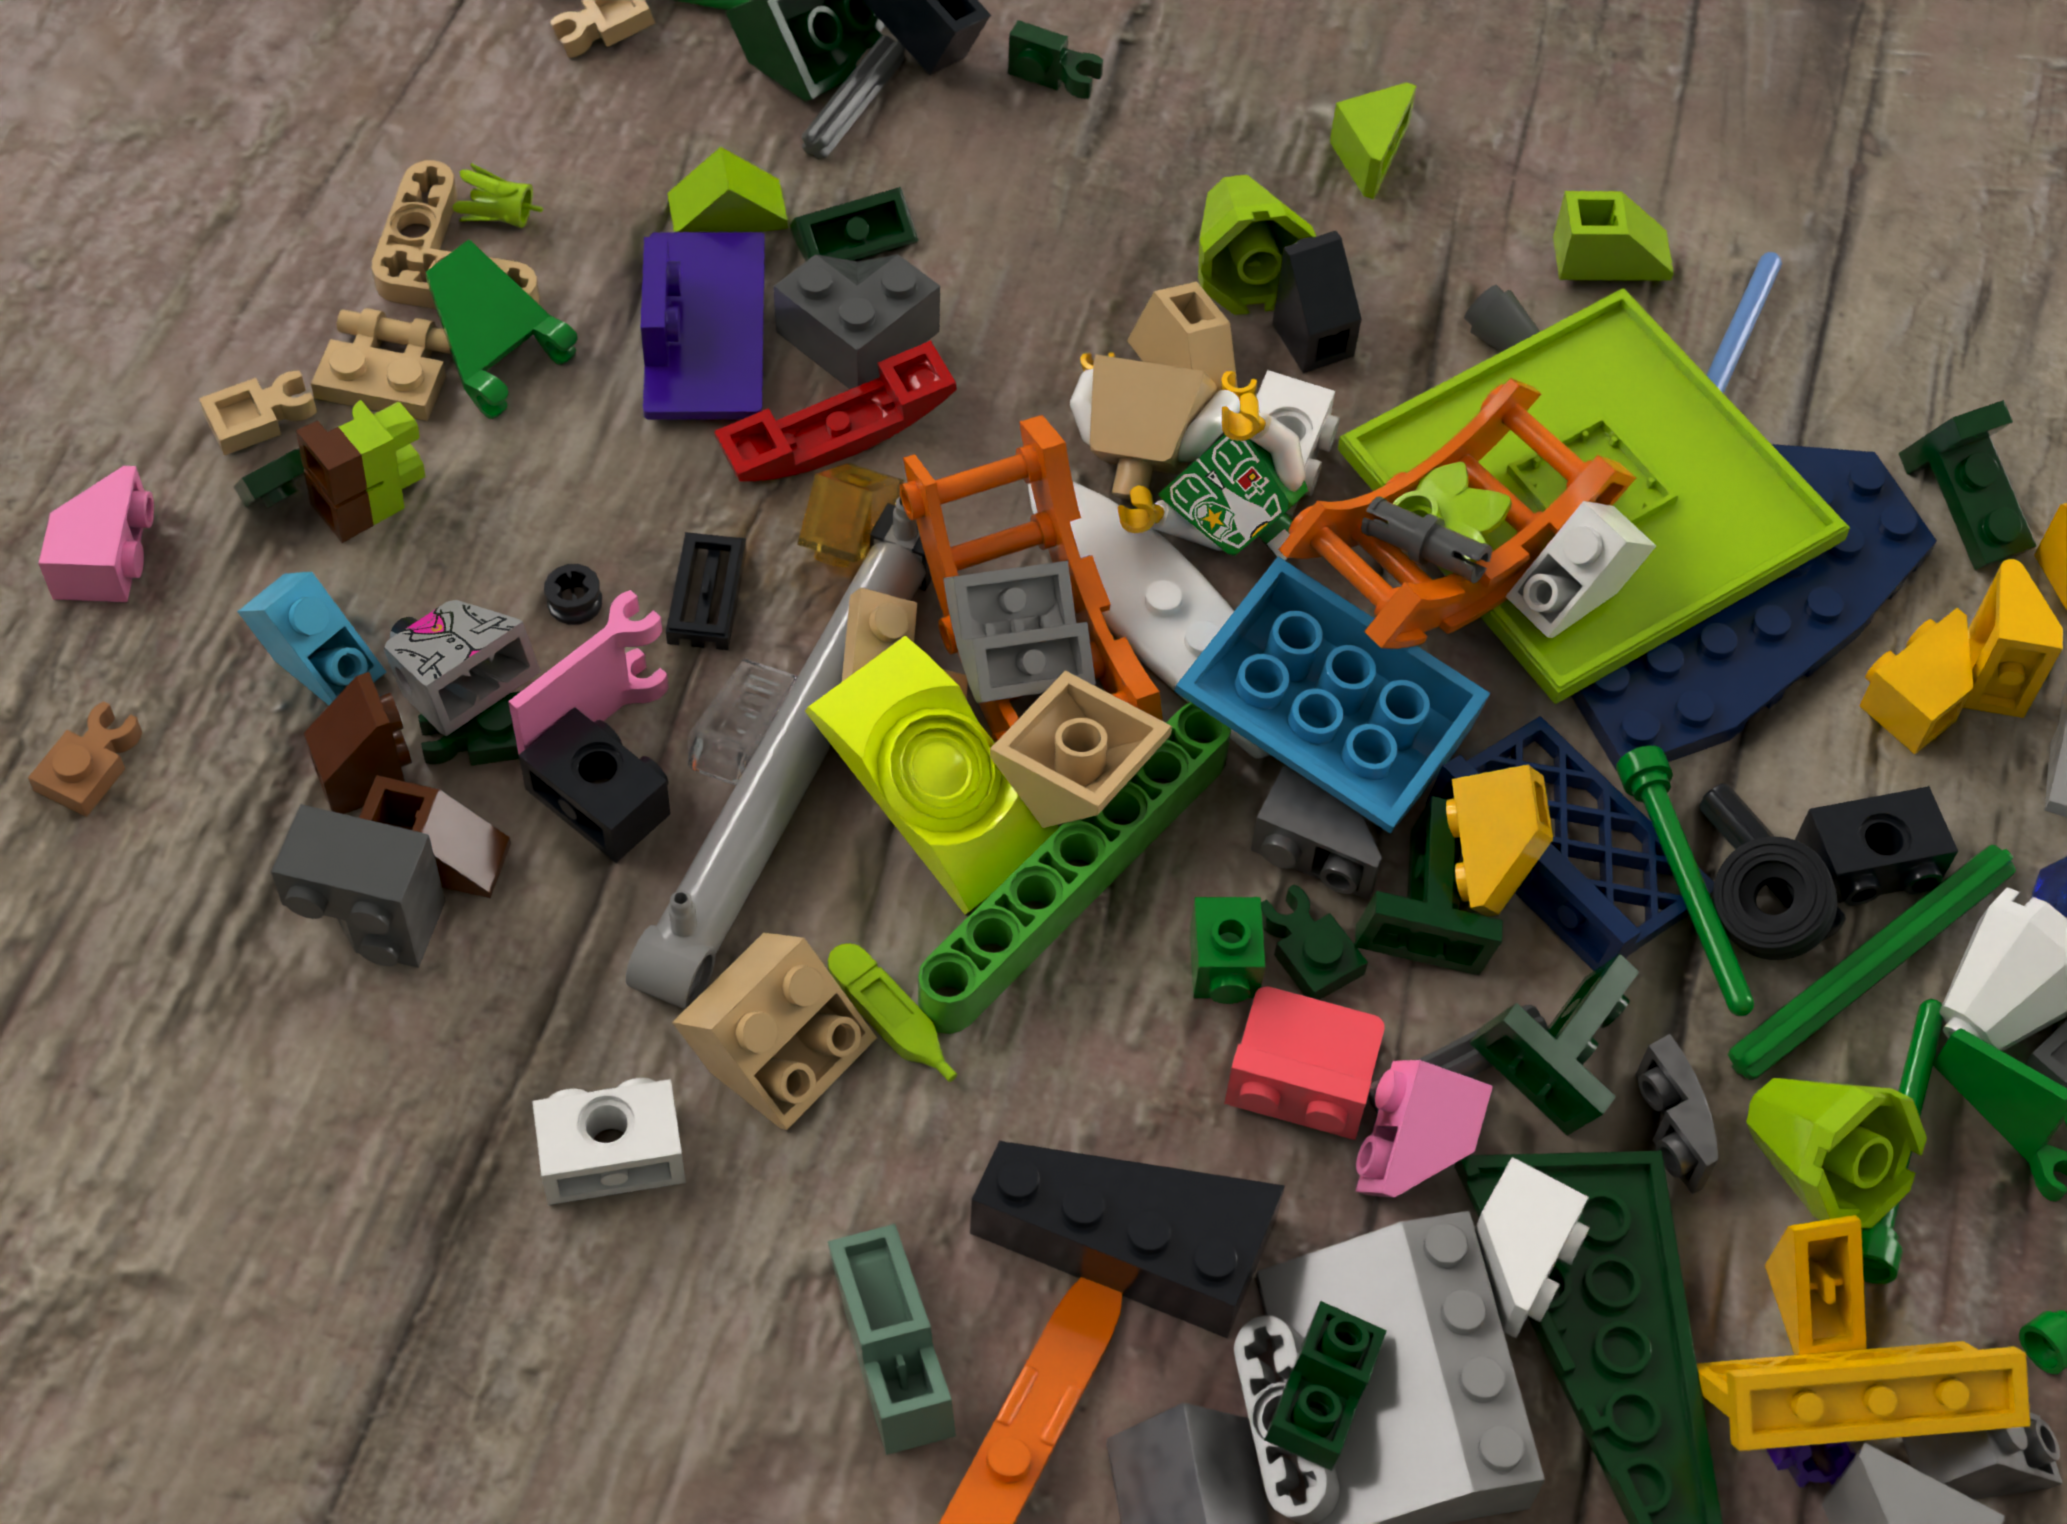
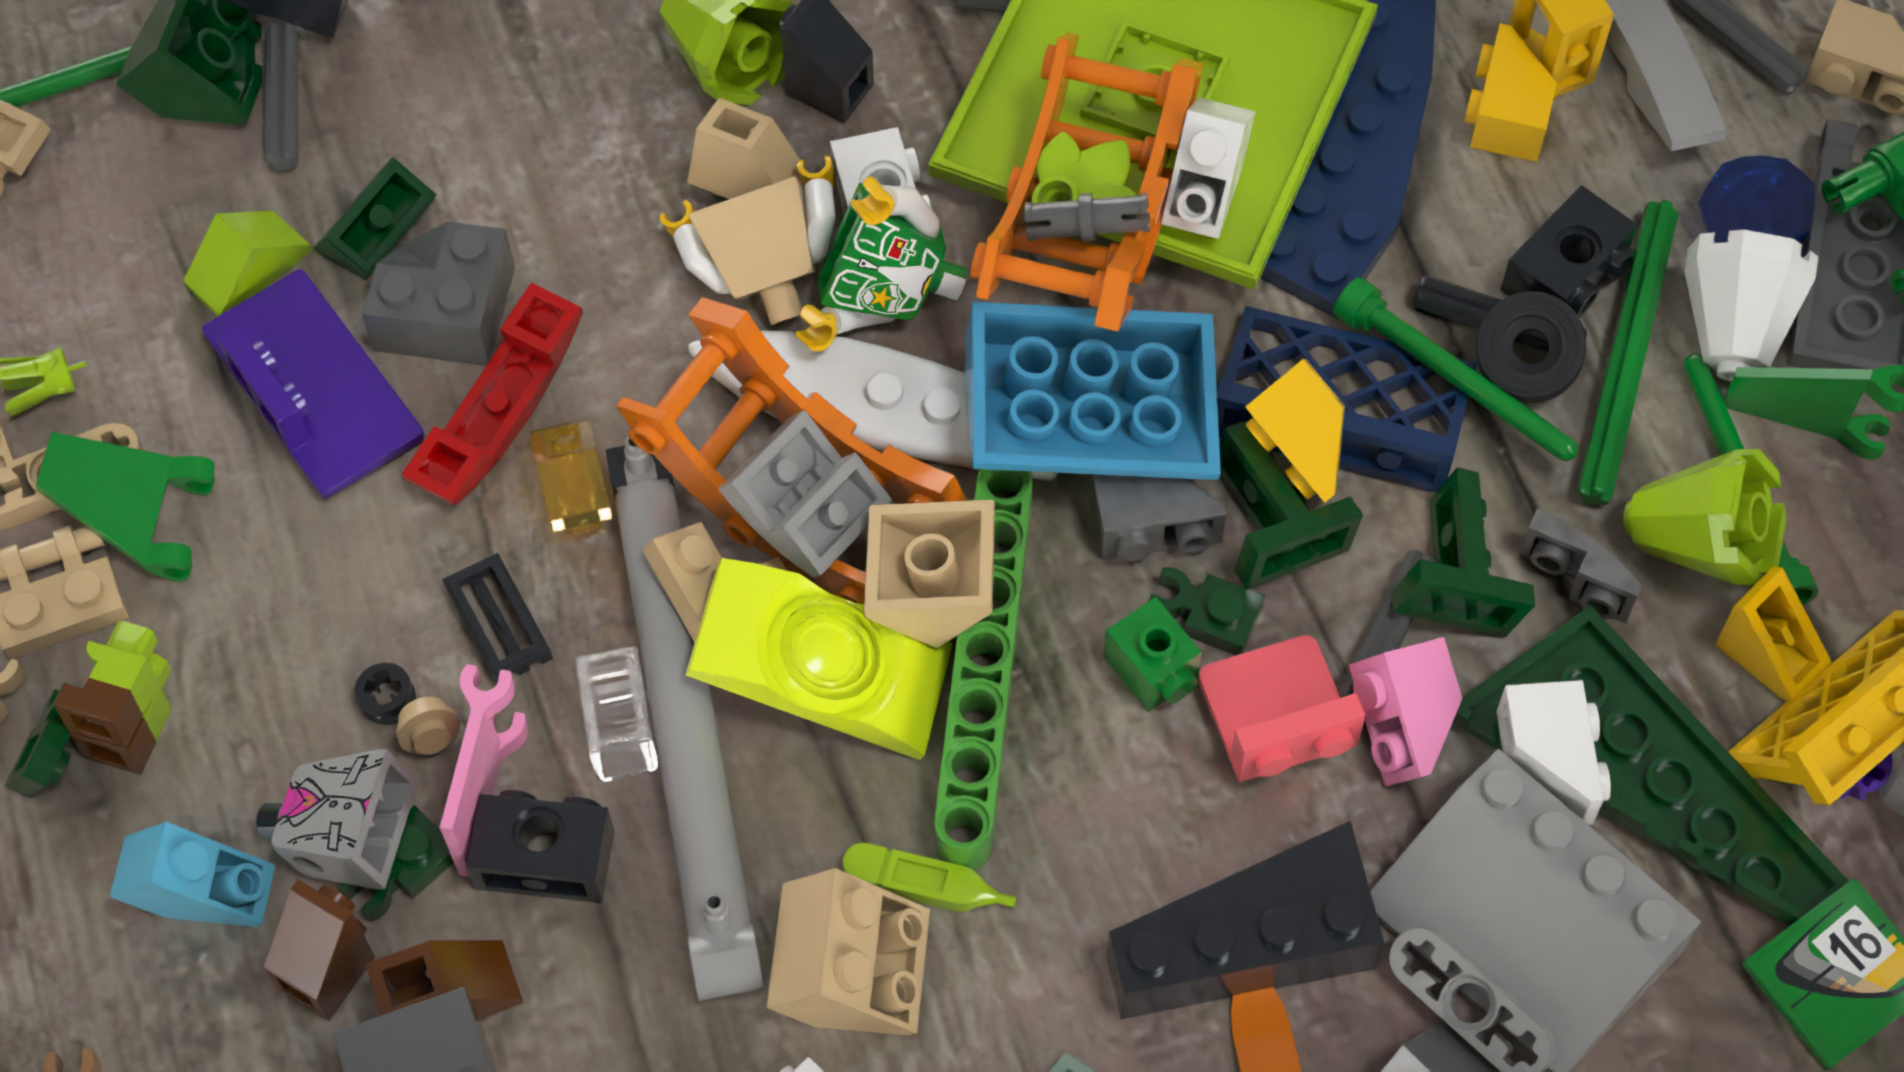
camera: 30 degrees left, 5 degrees up
(575, 628) = (426, 726): none -> tan plate
(1325, 1385) = (1492, 958): dark green slope -> none

